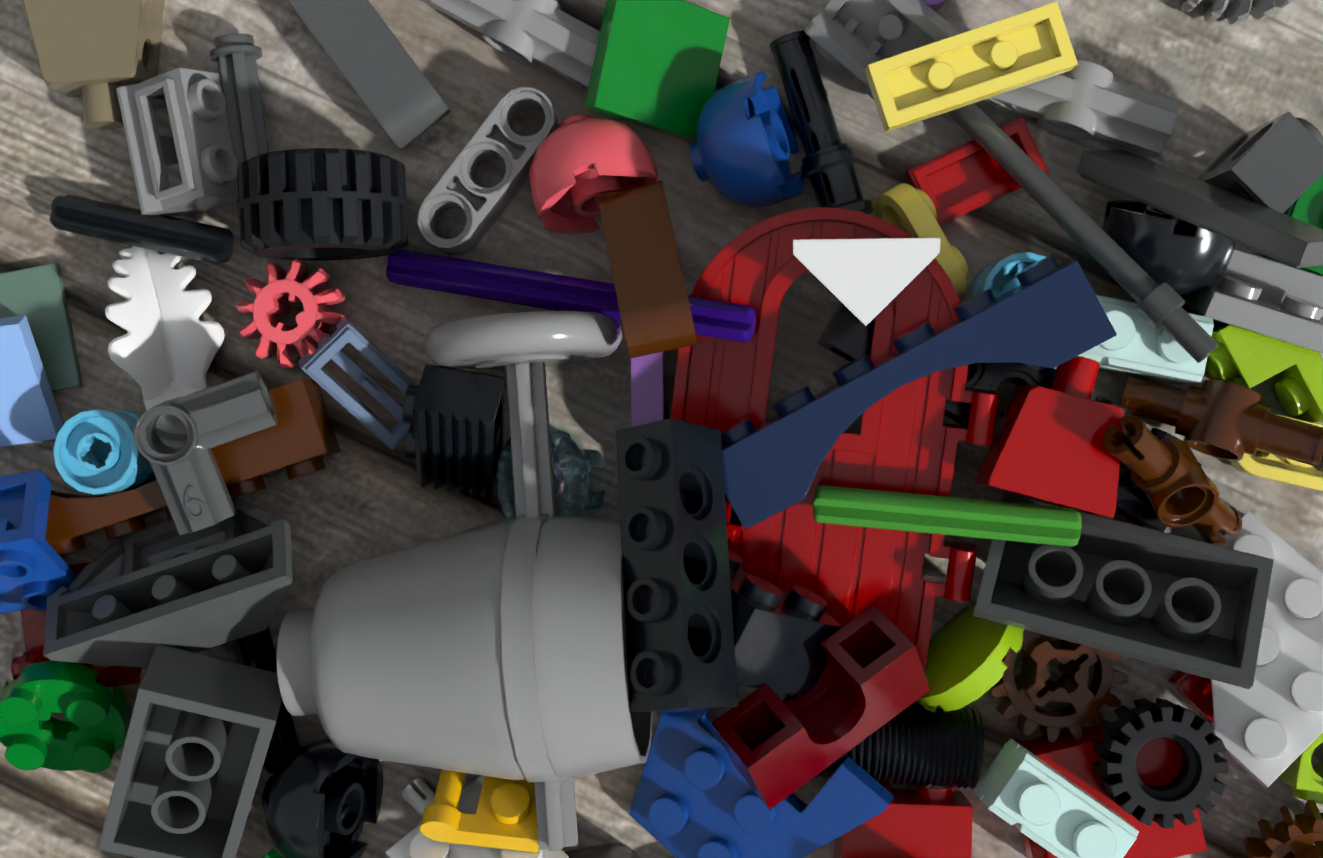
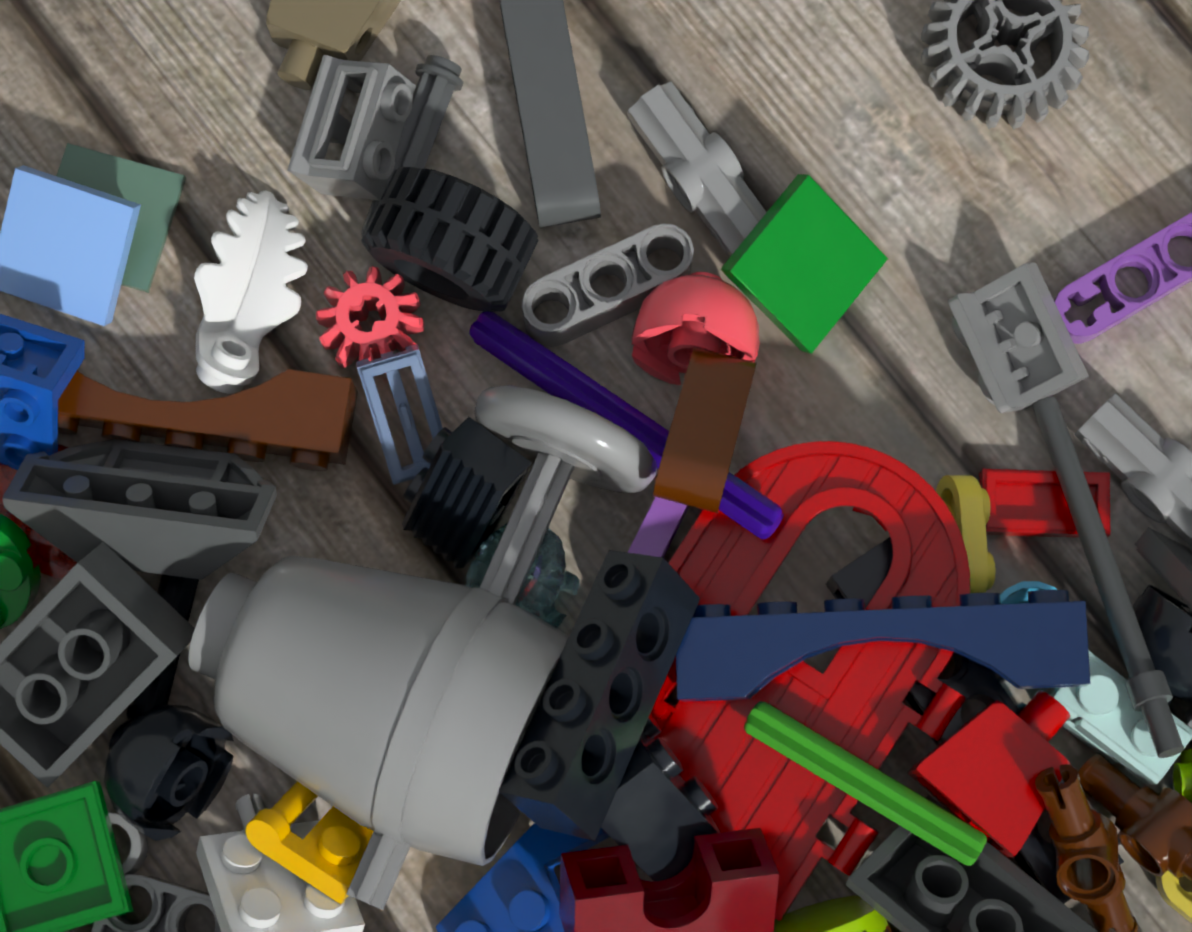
camera: 25 degrees right, 10 degrees down
(114, 463) = (148, 356): medium azure wheel -> none
(145, 231) = (278, 184): black axle -> none
(191, 473) = (260, 370): dark grey piece -> none
(747, 144) = (849, 372): blue cylinder -> none
(827, 159) = (914, 421): black pin -> none
(866, 271) = (898, 519): white slope -> none
(971, 66) = (1078, 400): light yellow plate -> none

